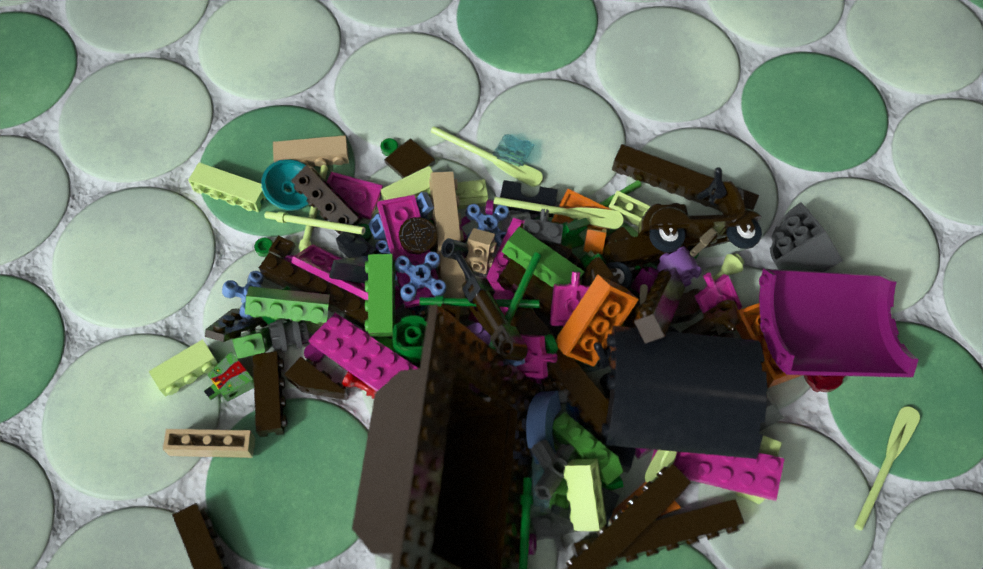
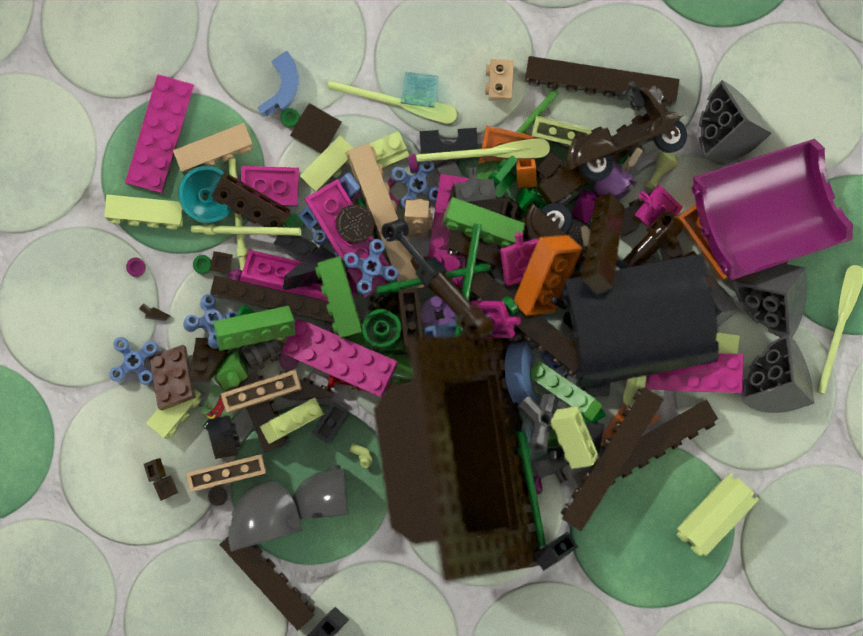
camera: 10 degrees left, 20 degrees up
(140, 422) = (154, 469): none -> dark brown plate
(143, 443) = (165, 488): none -> dark brown plate
(163, 313) = (129, 354): none -> medium blue gear
(189, 334) = (172, 377): none -> reddish brown plate
(193, 466) = (217, 496): none -> dark brown plate
(201, 234) = (136, 267): none -> magenta tile
(201, 277) = (153, 313): none -> dark brown bar
(219, 404) = (223, 437): none -> black brick
(226, 498) = (263, 516): none -> dark grey brick
(272, 125) = (159, 134): none -> dark pink plate
(272, 366) = (261, 391): none -> tan brick
(293, 405) = (291, 420): none -> yellowish green brick
(300, 494) = (322, 494): none -> dark grey brick
(334, 420) = (331, 423): none -> black brick
(357, 463) = (363, 453): none -> yellowish green arm
(393, 123) = (289, 85): none -> medium blue arch
(590, 158) = (501, 80): none -> tan brick
(816, 499) = (778, 379): none -> dark grey brick
(823, 413) = (775, 297): none -> dark grey brick

